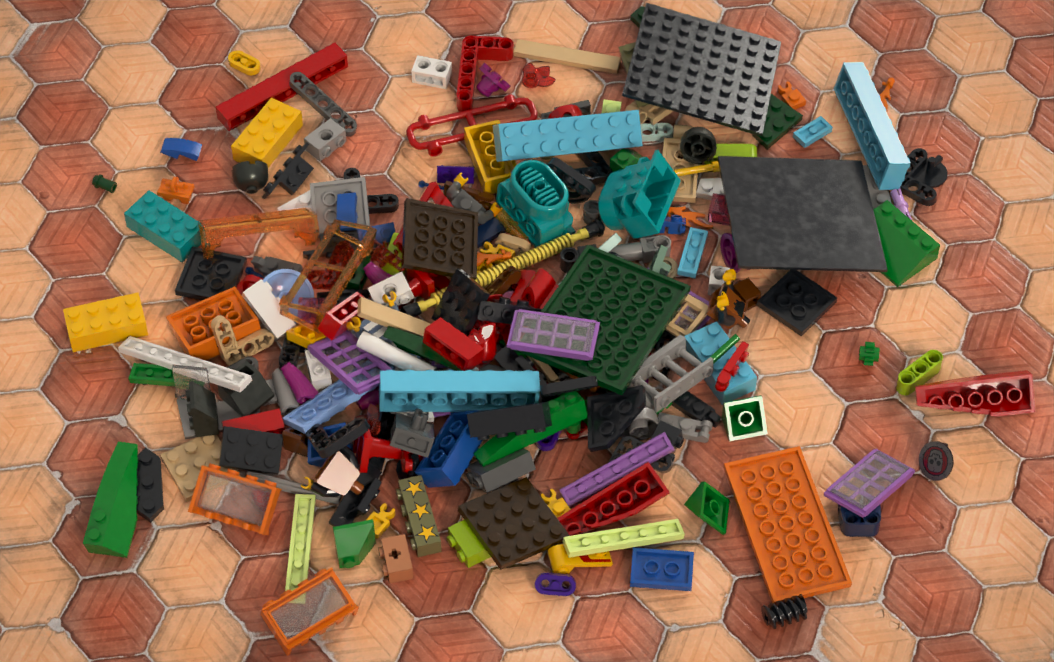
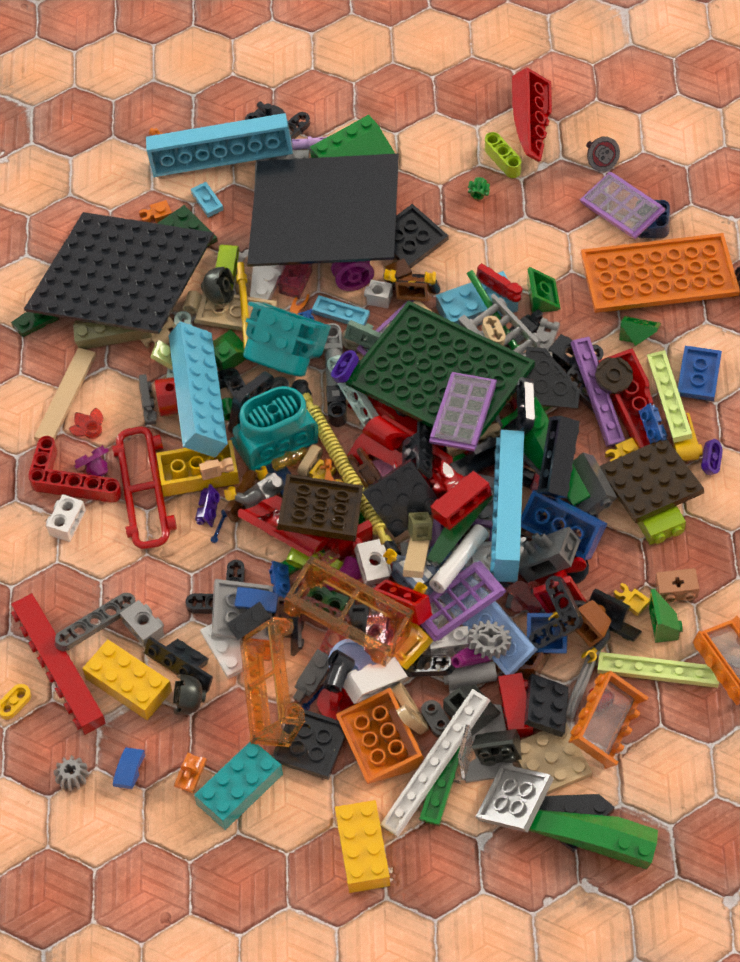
camera: 80 degrees left, 5 degrees up
(101, 182) = (164, 849): dark green pin -> none
(150, 430) = (514, 797): none -> light grey plate
(175, 109) = (63, 773): none -> light grey gear
(271, 273) = (340, 666): none -> black piece
(303, 394) = (489, 639): none -> light grey gear
(323, 207) = (248, 620): none -> black plate
(419, 516) = (629, 563): olive brick -> none
(426, 318) = (420, 526): none -> olive brick
(480, 157) = (213, 468): none -> light nougat plate
(589, 518) = (650, 418): none -> blue hinge
(601, 240) = (344, 366): none -> dark purple plate
(632, 477) = (613, 375): none -> dark brown tile
(664, 363) = (497, 331): none -> tan beam

